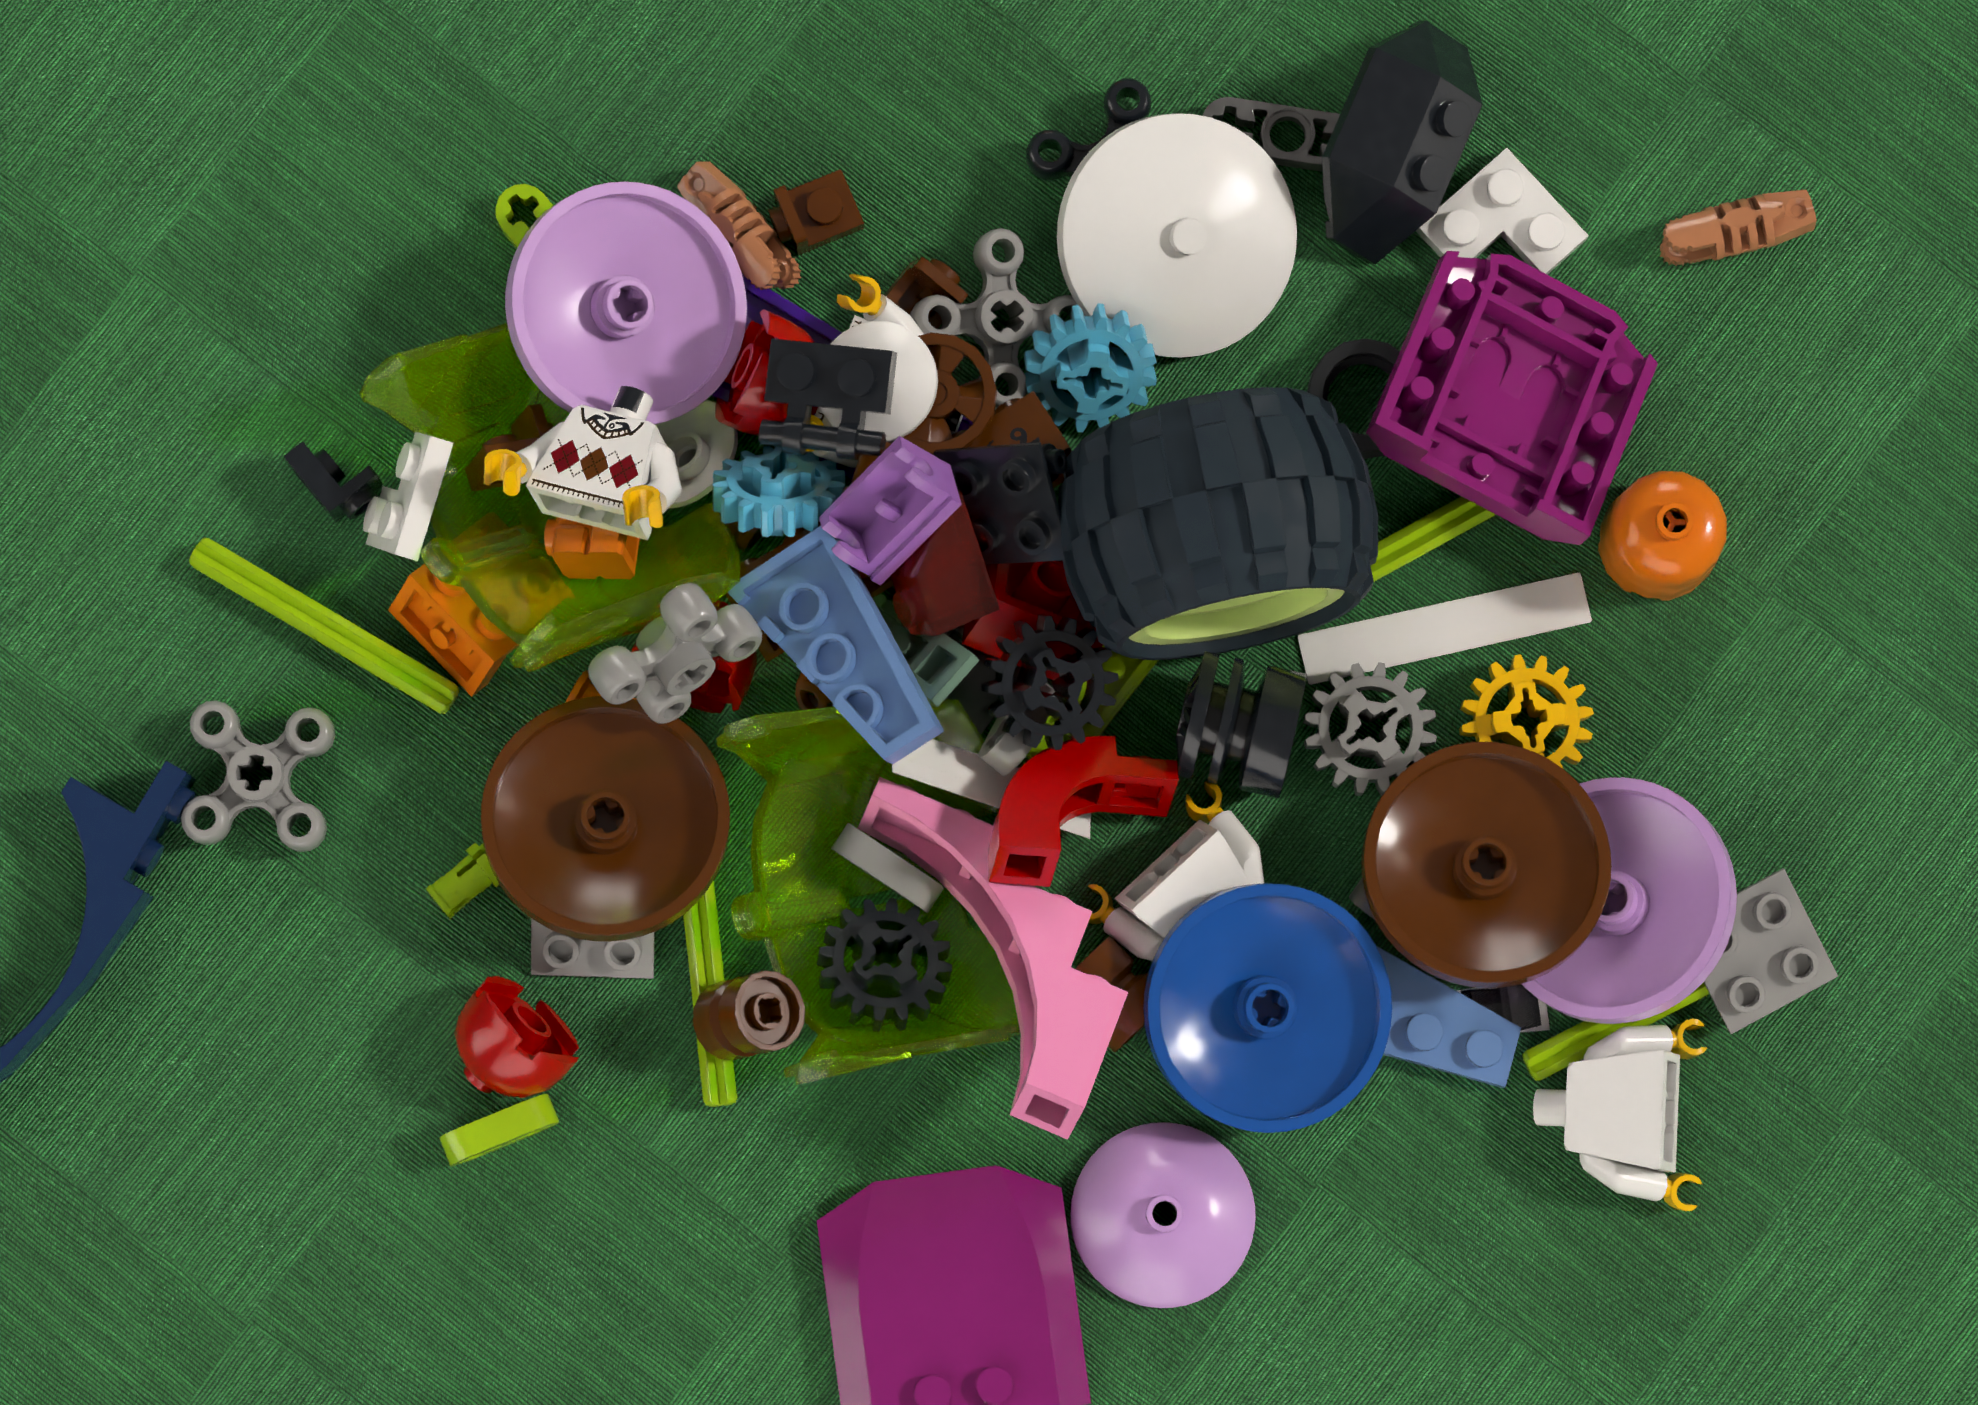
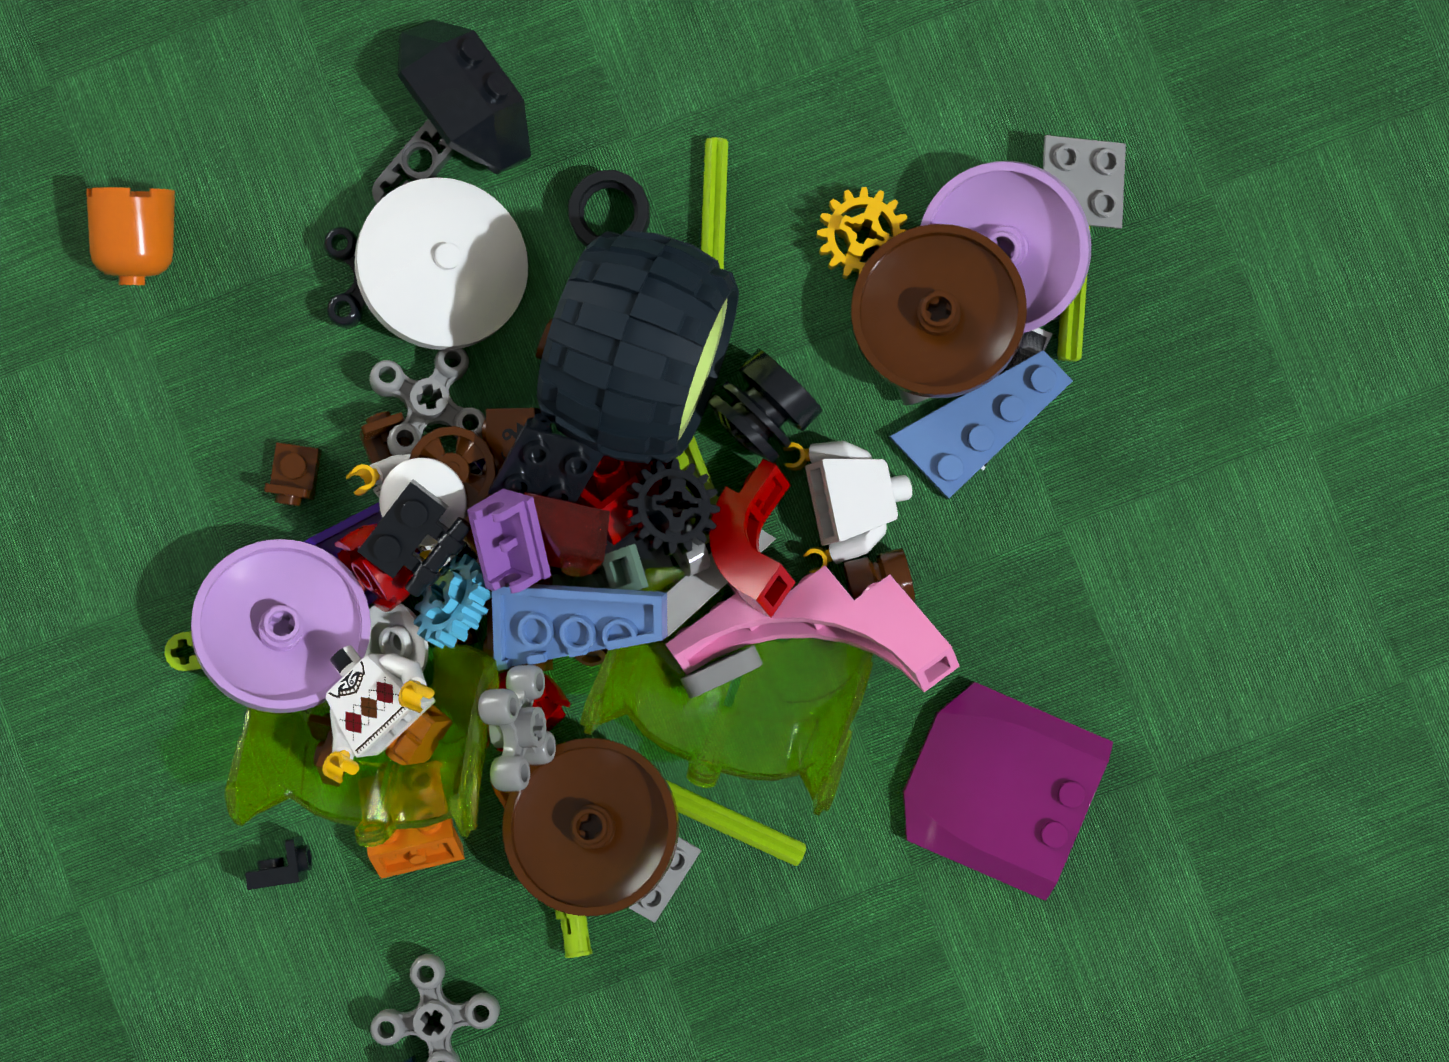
camera: 50 degrees left, 5 degrees up
(324, 625) = (366, 923): lime axle -> none
(402, 516) = (326, 837): white plate -> none
(499, 1129) = (738, 999): lime beam -> none
(510, 1043) = (691, 961): red cylinder -> none
(748, 1015) = (762, 809): reddish brown wheel -> none
(753, 241) = (286, 523): nougat hinge -> none
(883, 990) = (798, 708): black gear -> none
(1082, 345) = (491, 365): medium azure gear -> none
(1152, 1261) = (995, 623): lavender dish -> none
(1267, 1007) = (945, 494): blue dish -> none
(1354, 705) = (791, 331): light grey gear -> none
(1446, 627) = (776, 249): white sticker -> none
(1508, 204) = (541, 55): white plate -> none
(1514, 394) = (663, 120): magenta wedge -> none
(1625, 1110) = (1131, 318): white torso -> none
(1646, 554) = (803, 100): orange cylinder -> none

